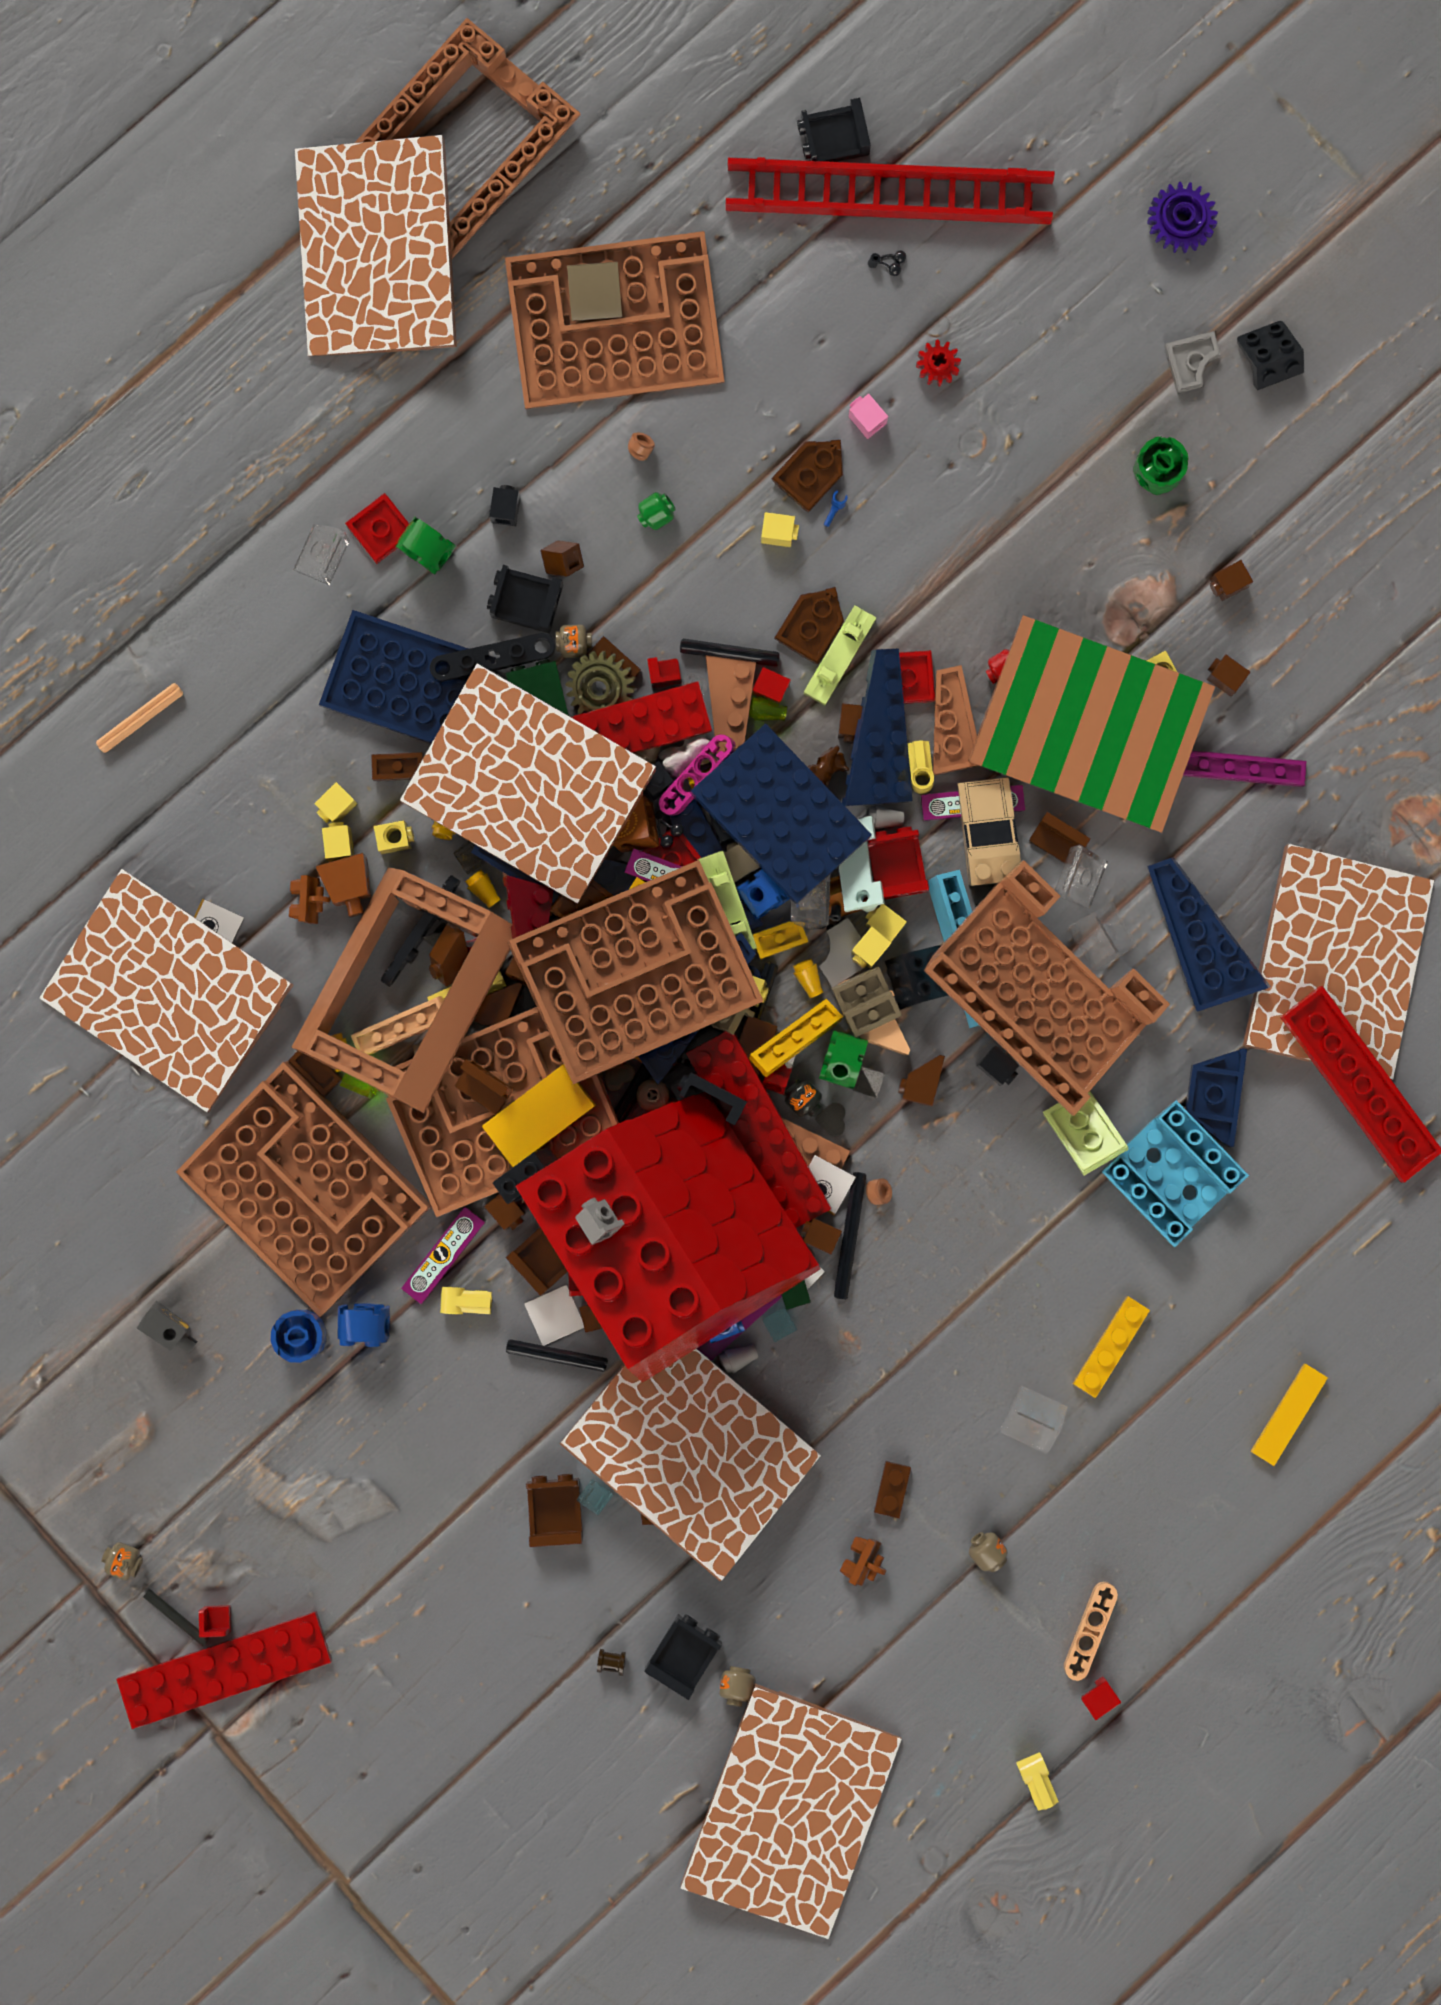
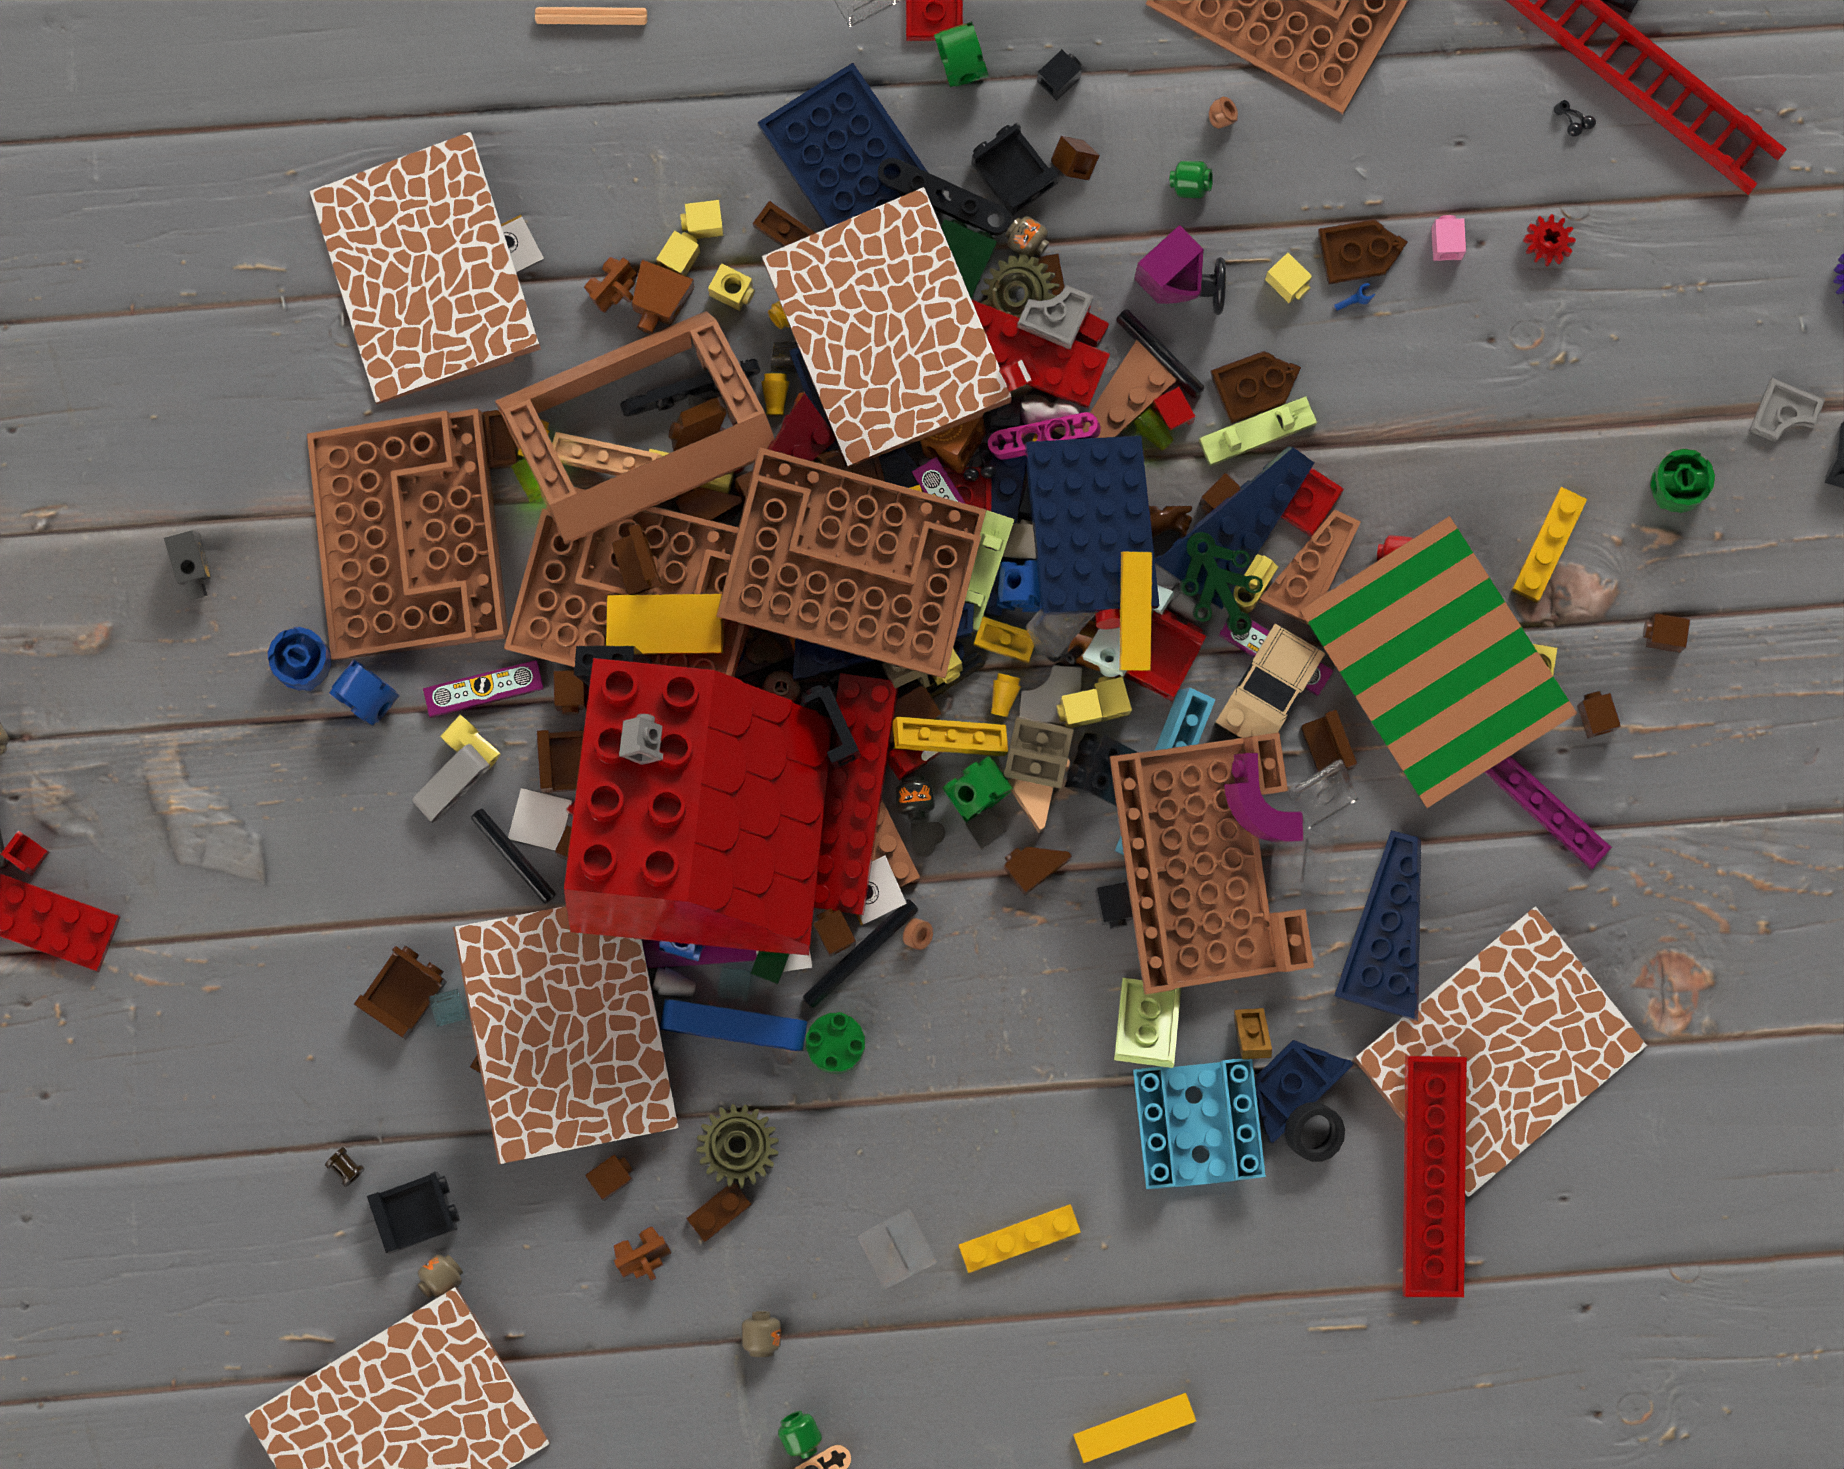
camera: 30 degrees right, 5 degrees down
(474, 1340) = (451, 783): none -> light grey beam
(642, 685) = (1056, 318): none -> light grey tile
(647, 745) = (1019, 372): none -> red leg
(698, 586) = (1175, 274): none -> magenta piece
(800, 1525) = (610, 1176): none -> reddish brown brick
(802, 1354) = (733, 1025): none -> blue beam
(844, 870) = (1108, 619): none -> red tile
(859, 851) = (1135, 611): none -> yellow tile
(882, 1312) = (835, 1043): none -> green brick
(887, 1435) = (737, 1126): none -> olive gear
(896, 784) = (1217, 579): none -> dark green plant
(1045, 928) = (1251, 808): none -> magenta arch
(1067, 1599) = (799, 1434): none -> green head
(1102, 580) = (1549, 544): none -> yellow plate
(1163, 1082) = (1252, 1033): none -> pearl gold plate
(1273, 1117) = (1329, 1146): none -> black tyre

